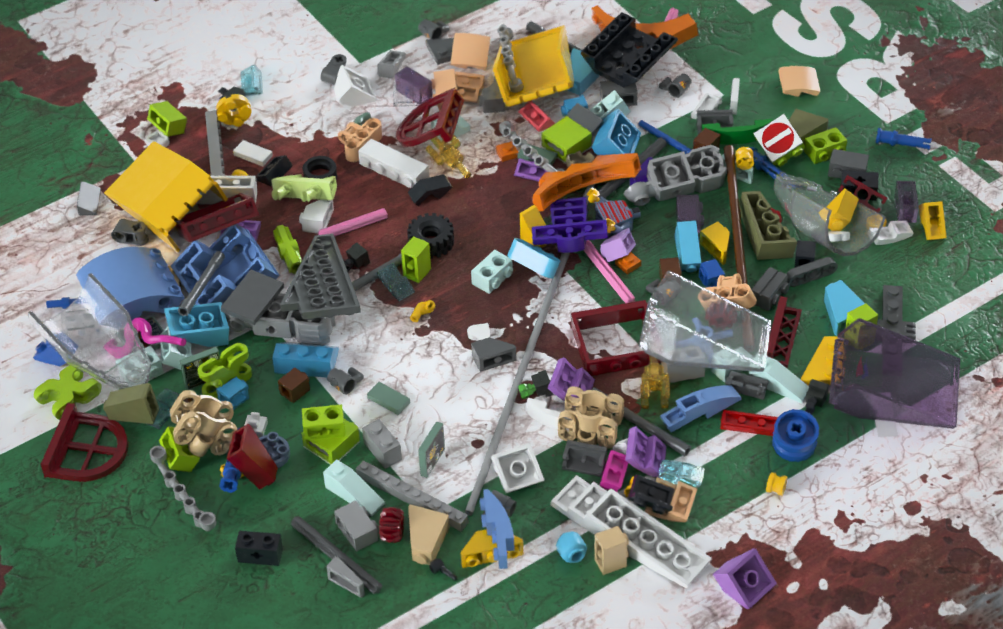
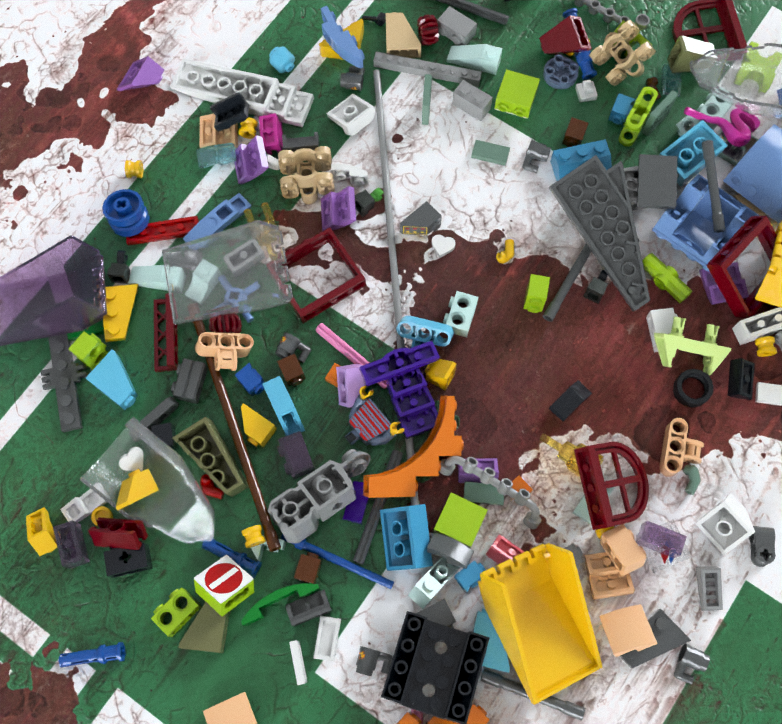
camera: 160 degrees right, 25 degrees up
(323, 422) = (524, 80): lime brick -> none
(355, 223) = (623, 333): bright pink axle -> none
(392, 163) = (624, 422): white brick -> none
(394, 282) = (557, 276): clear light blue slope -> none
(433, 226) = (545, 326): black tyre -> none
(505, 36) = (603, 685): light grey bar -> none
(579, 158) = (433, 491): dark tan hair -> none
(611, 550) = (247, 56): tan brick -> none
(673, 442) = (231, 185): dark grey piece -> none
(846, 160) = (145, 587): dark grey brick -> none

